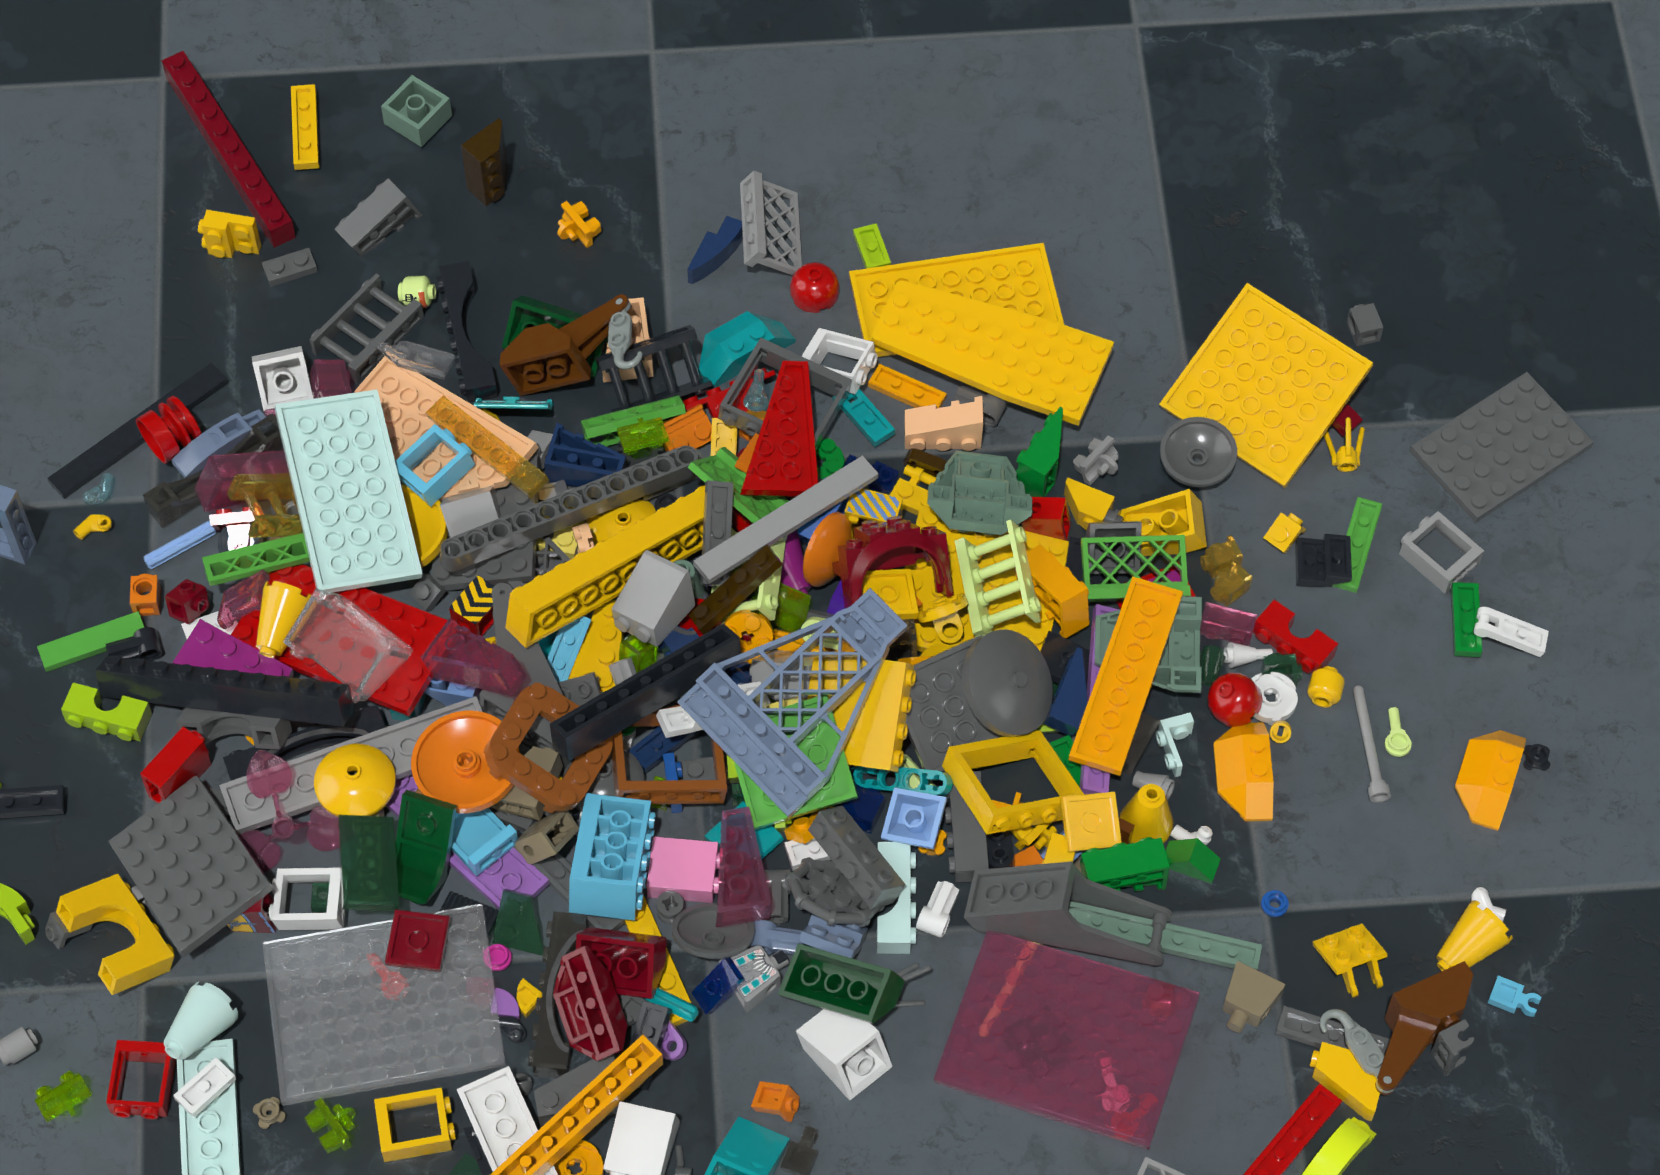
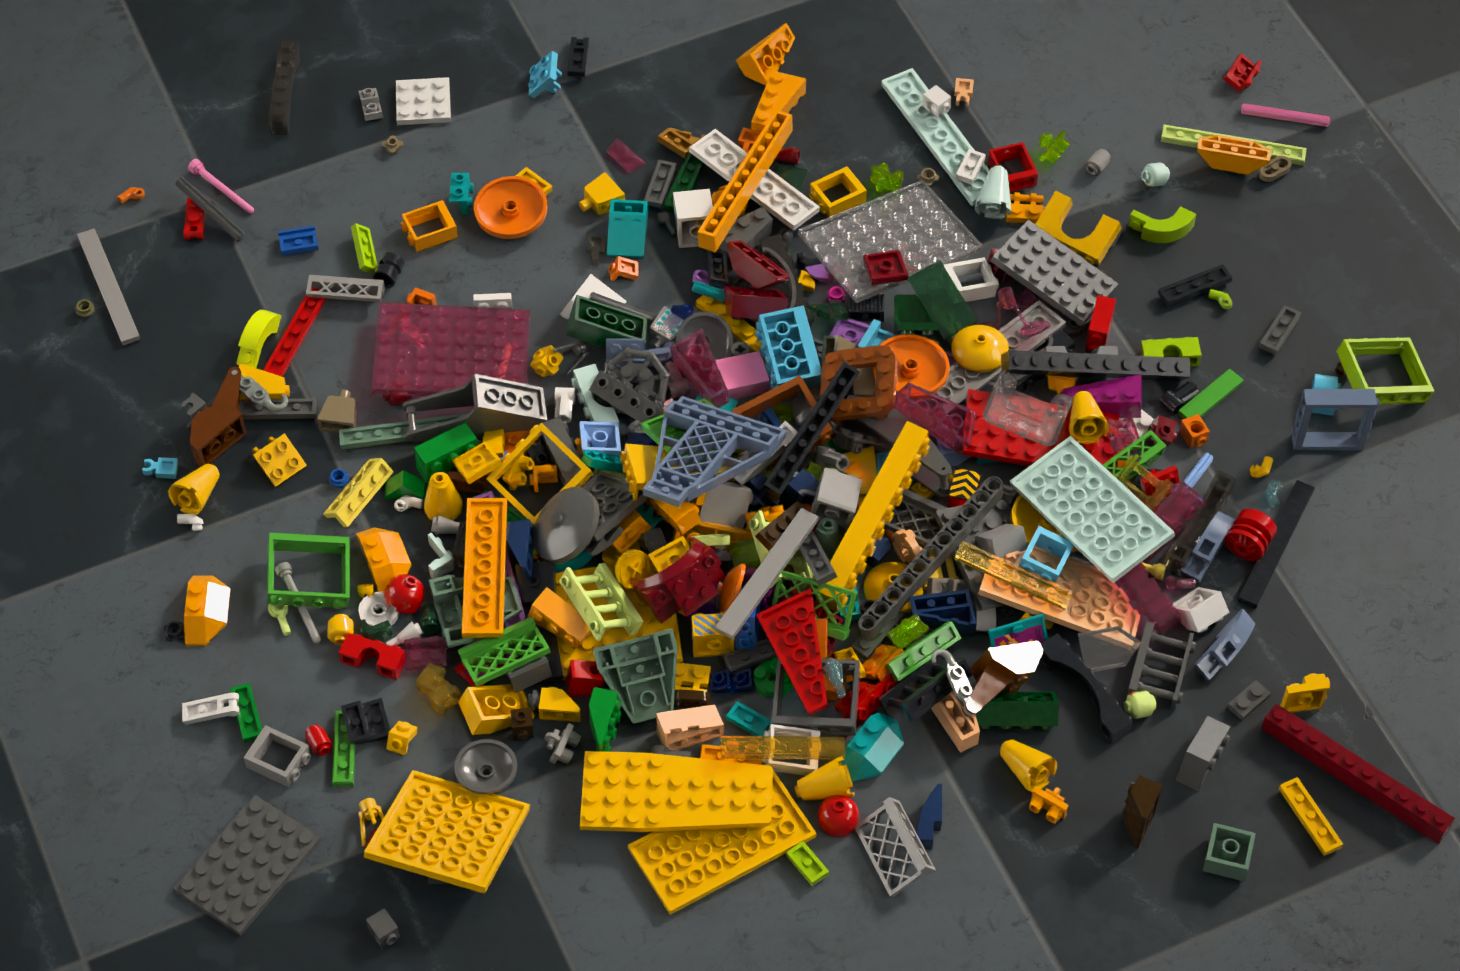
camera: 160 degrees right, 5 degrees down
(156, 1001) = (1023, 212): none -> light orange plate
(269, 324) = (1227, 645): none -> sand blue slope
(580, 264) = (1028, 764): none -> yellow cone
(806, 1012) = (603, 299): none -> dark grey axle
(812, 311) = (826, 782): none -> yellow cone
(852, 348) = (781, 747): none -> clear yellow plate
(942, 978) = (546, 361): none -> yellow brick
(972, 1103) = (497, 300): none -> white plate
(1081, 1147) = (421, 297): none -> orange bracket
(1139, 489) = (521, 724): none -> dark brown bracket
(1246, 869) = (359, 491): none -> light yellow fence
(1344, 804) = (310, 544): none -> bright green window
(1387, 556) = (318, 740): none -> red brick

